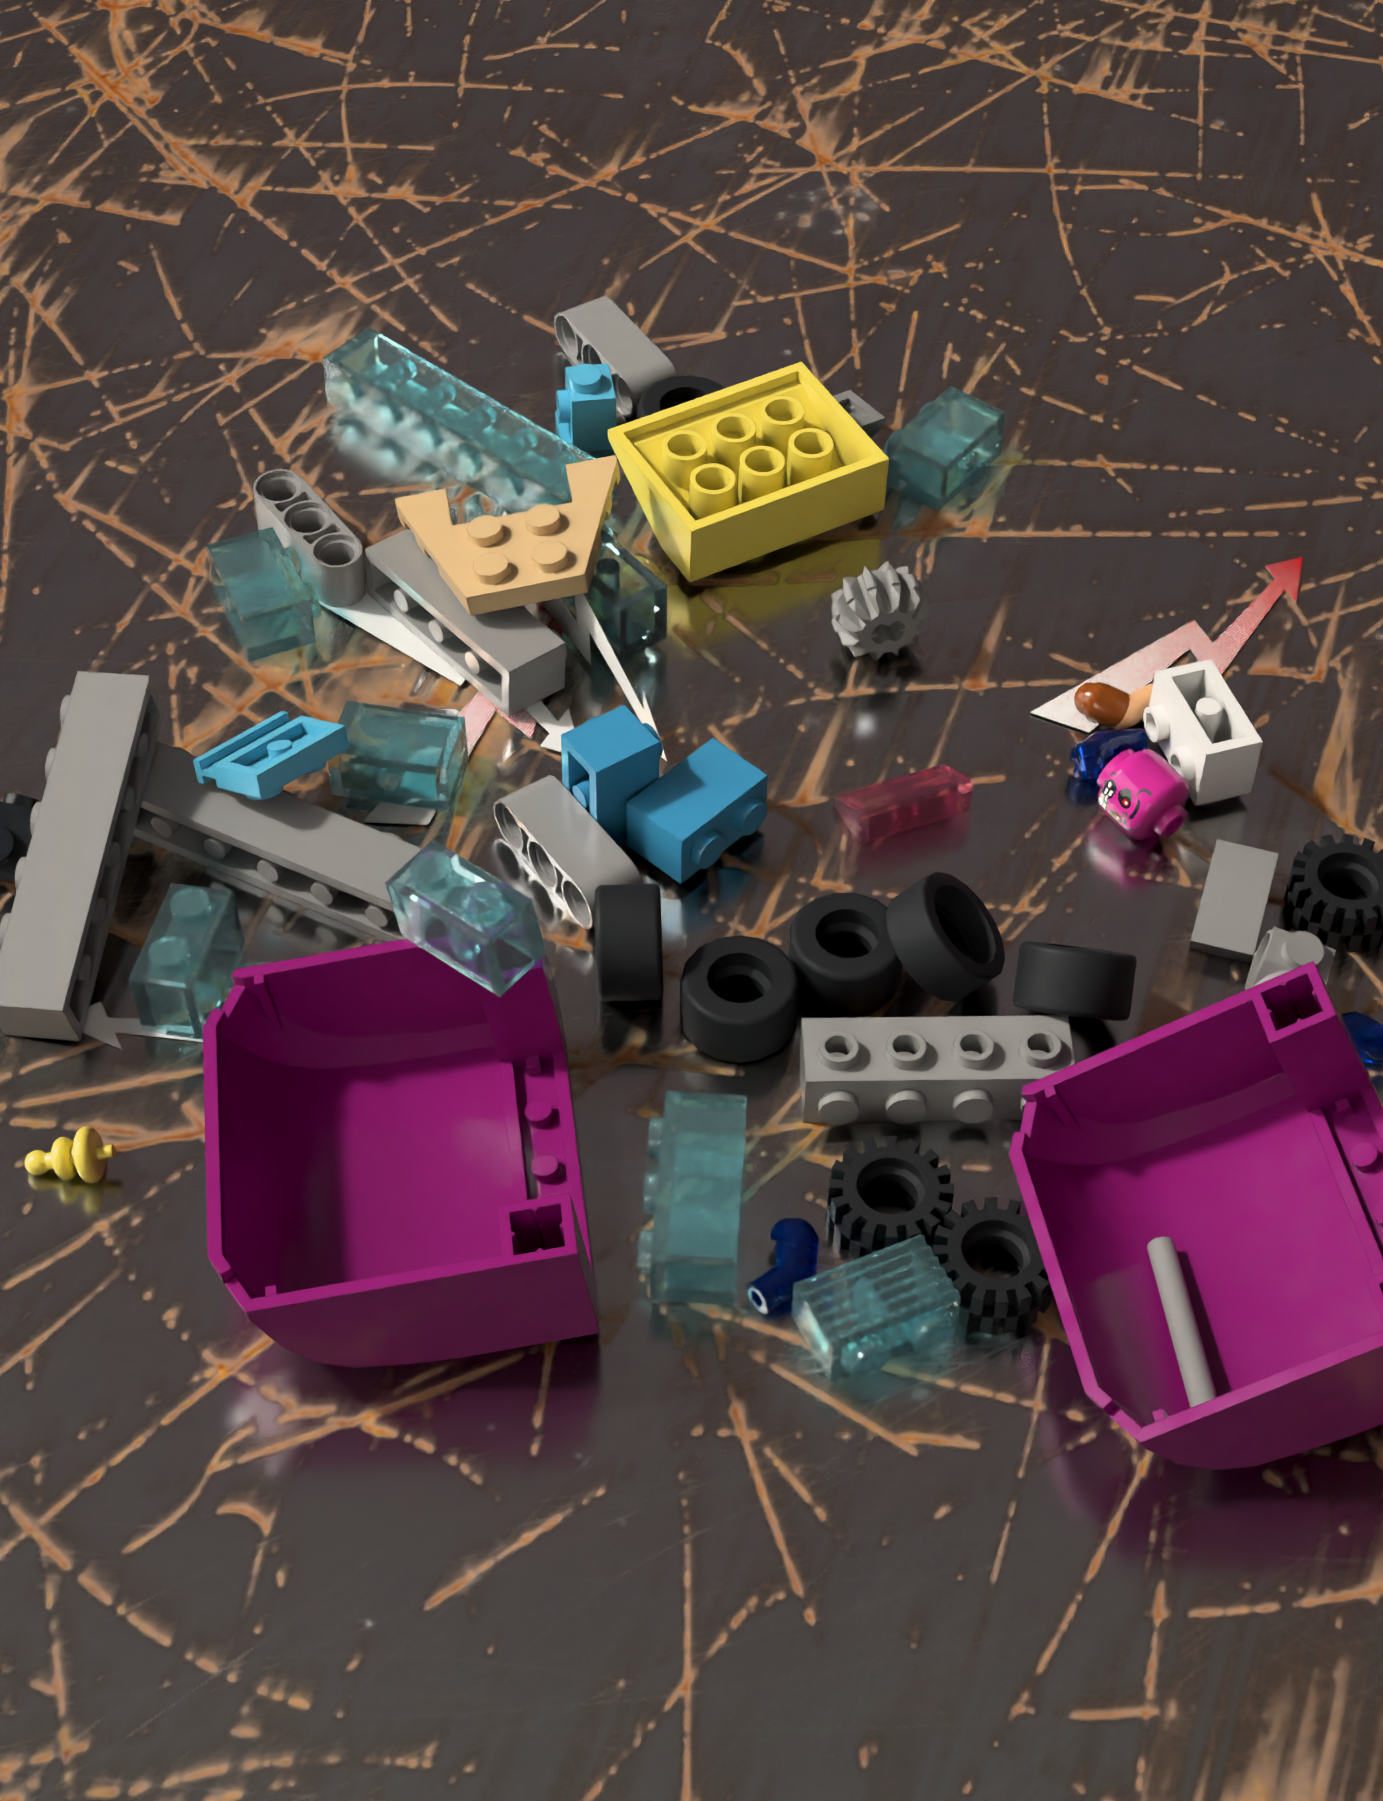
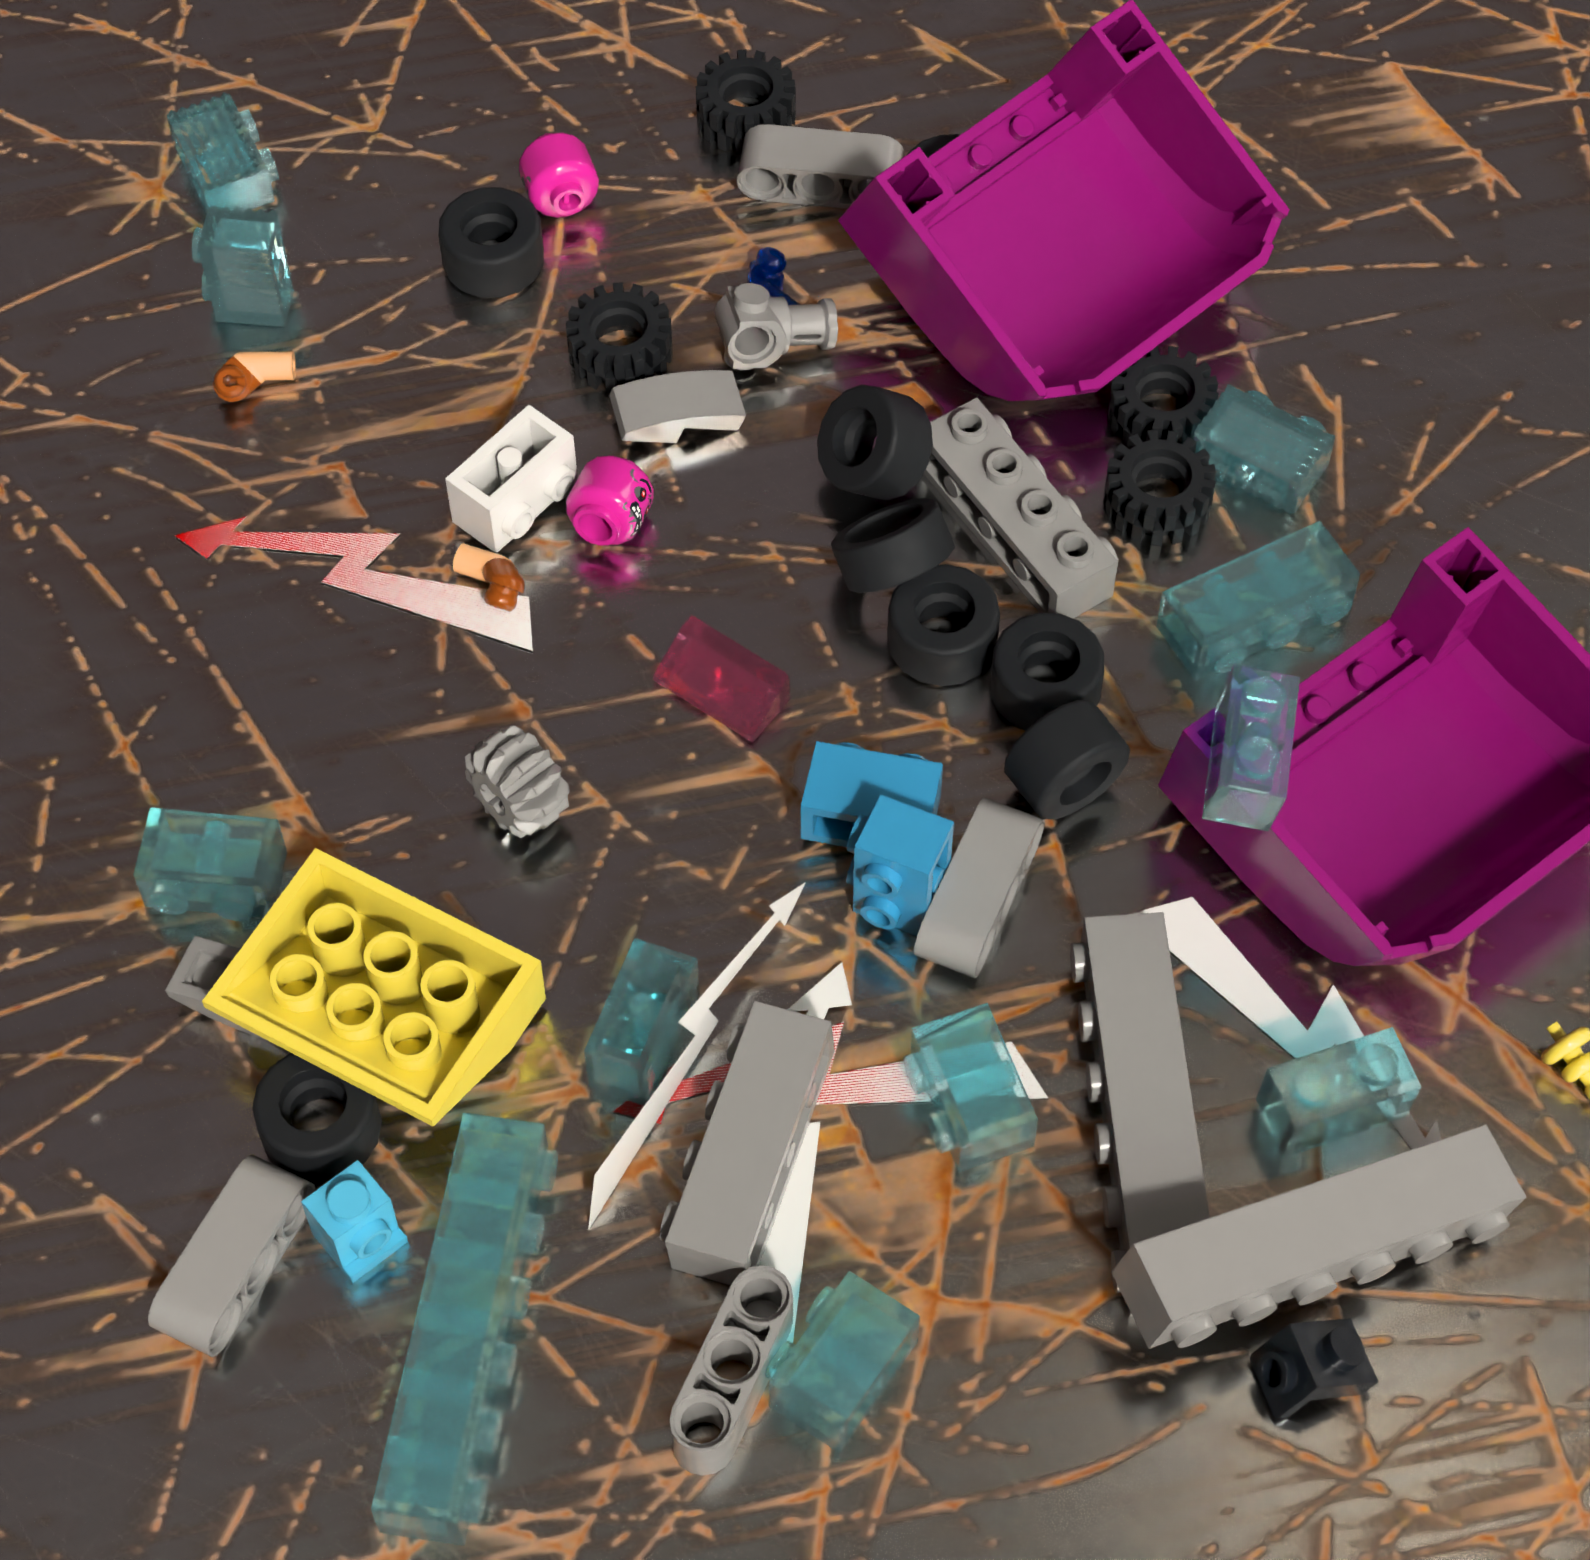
camera: 120 degrees left, 10 degrees up
(271, 755) = (1093, 1140): medium azure plate -> none
(522, 554) = (684, 1077): tan wing -> none
(795, 1261) = (1260, 521): clear blue arm -> none
(1104, 746) = (560, 566): clear blue arm -> none
(1181, 1321) = (1132, 271): light grey bar -> none

